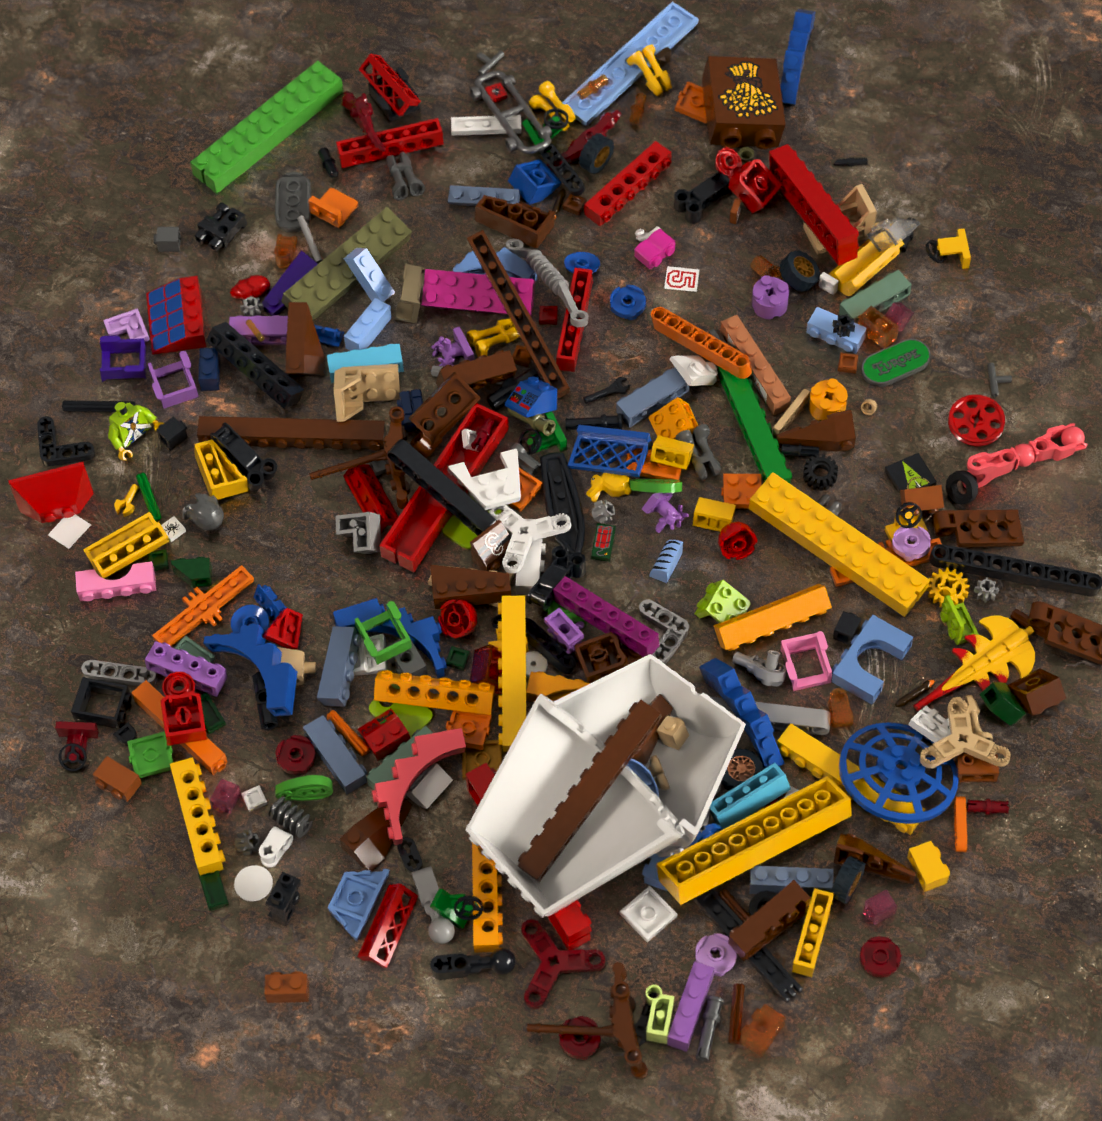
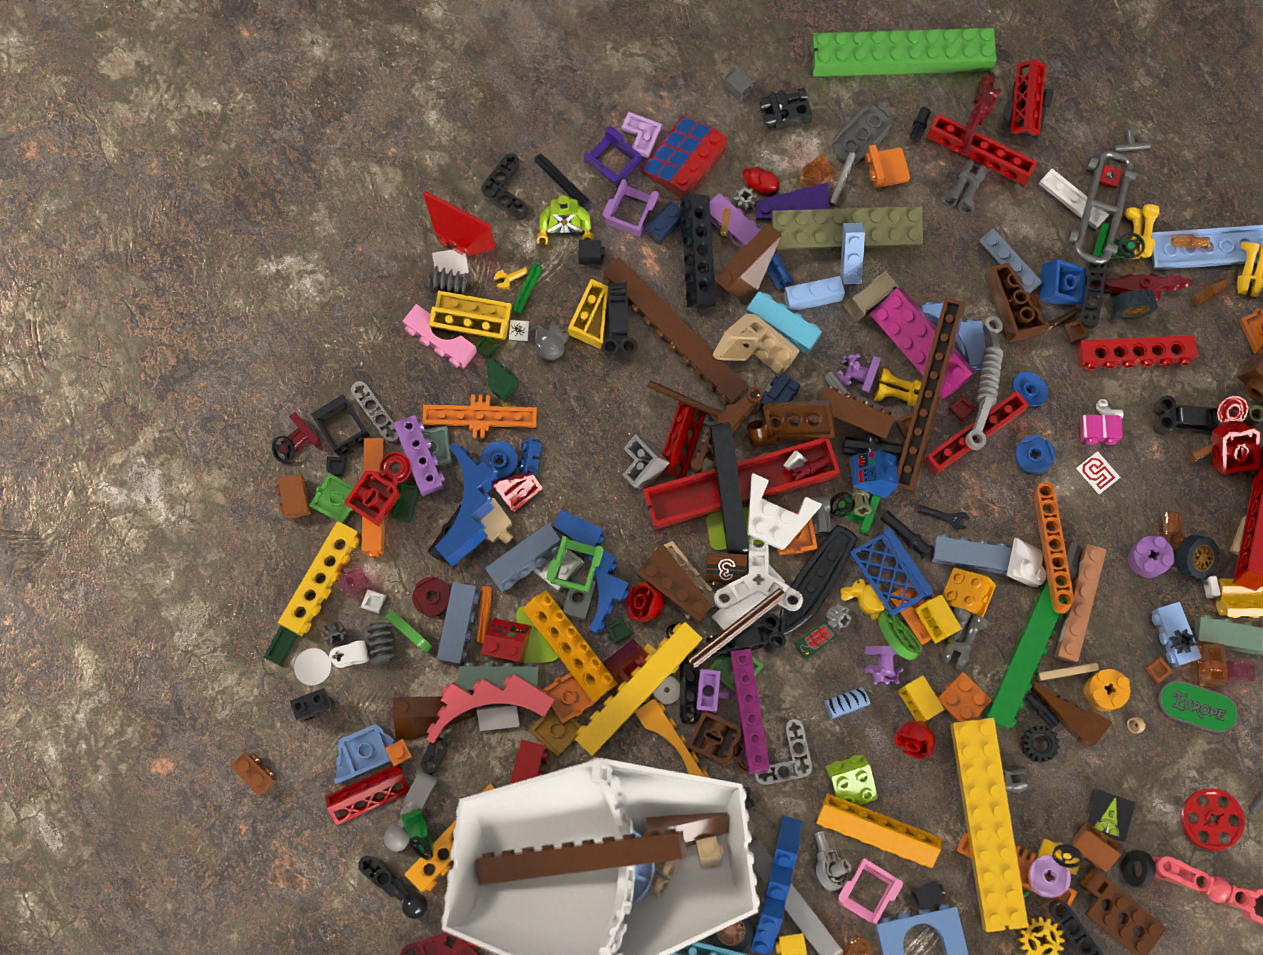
camera: 45 degrees right, 15 degrees up
(82, 537) = (448, 281): none -> dark grey piece
(382, 873) = (398, 752): none -> orange plate
(541, 570) = (737, 627): none -> axle

